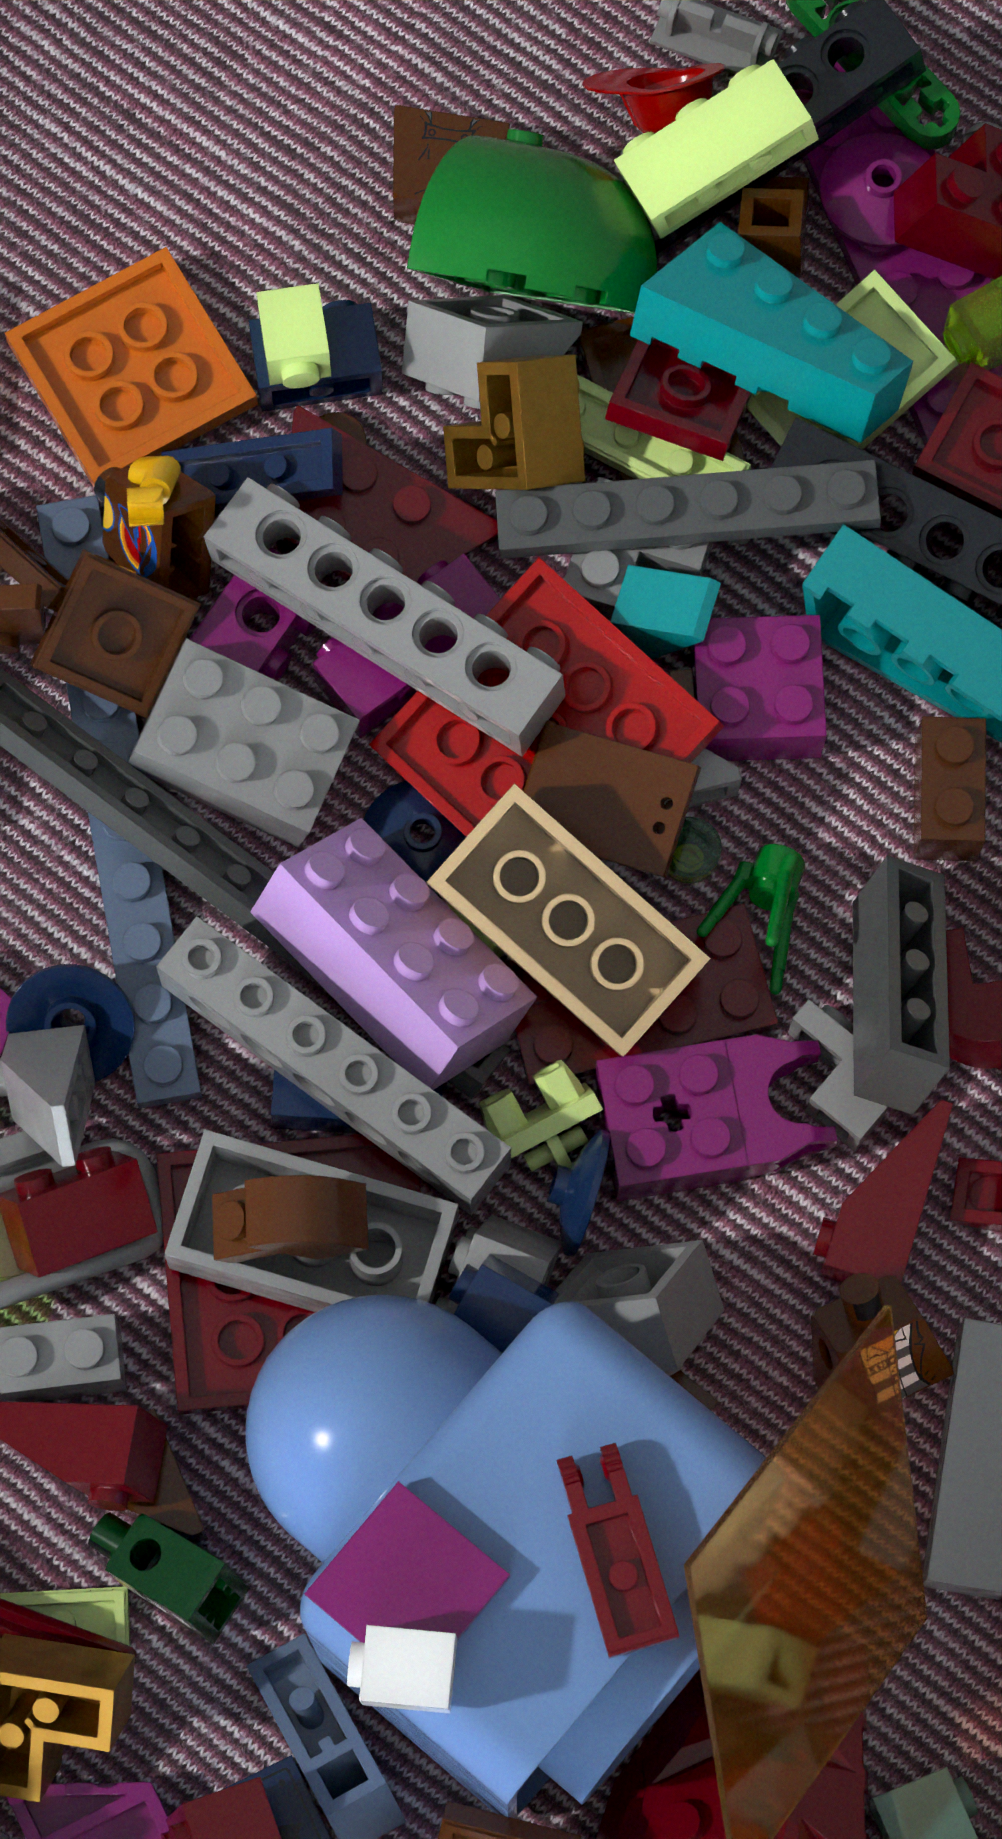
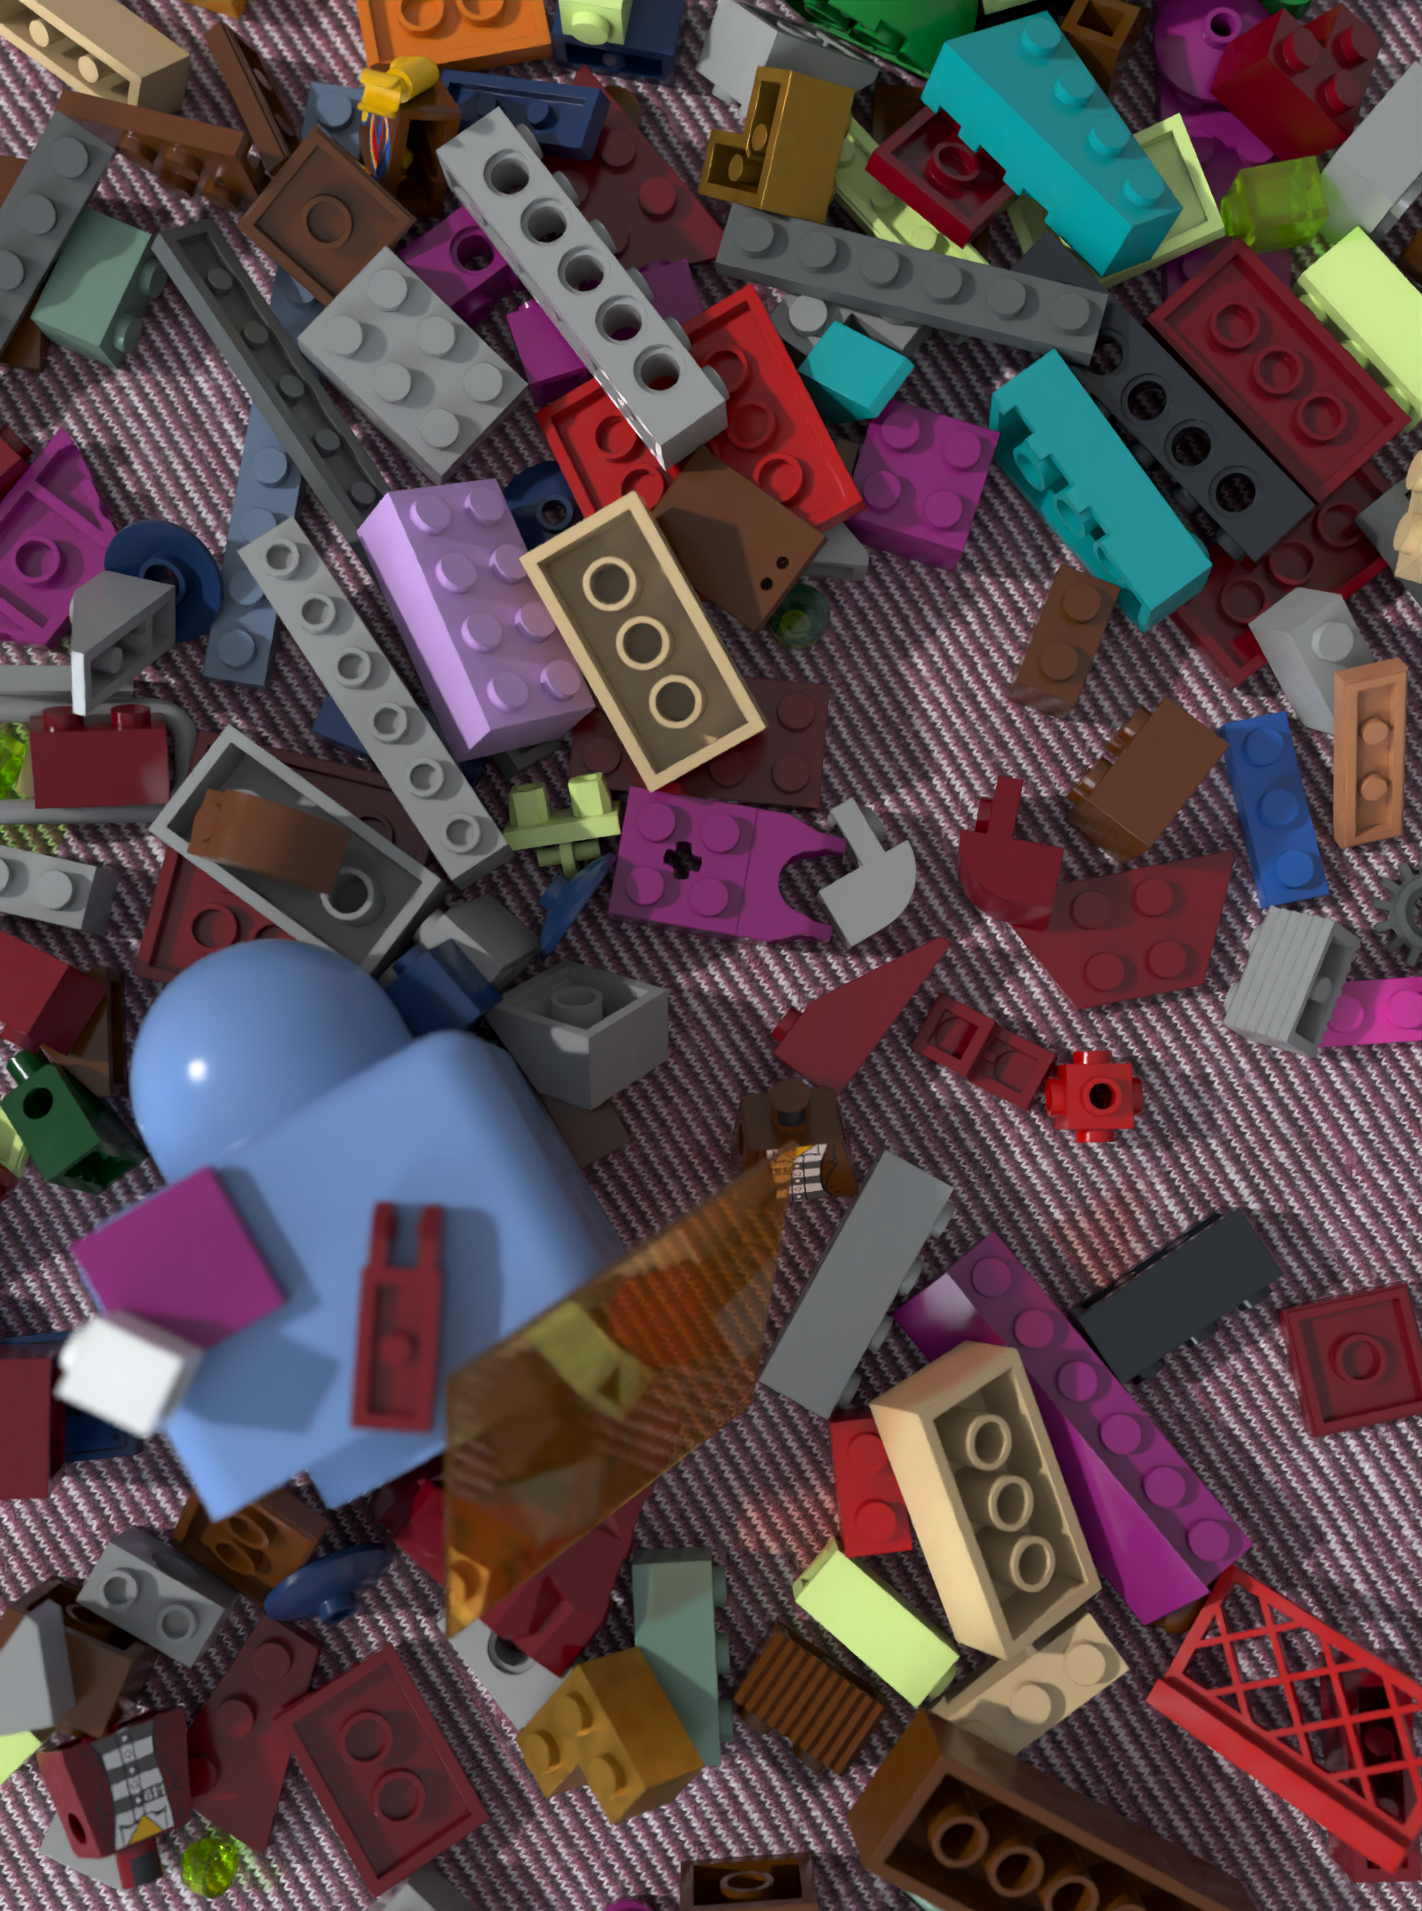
camera: 20 degrees right, 10 degrees up
(772, 887) = (860, 678): green plant -> none
(900, 985) = (940, 817): dark grey brick -> none

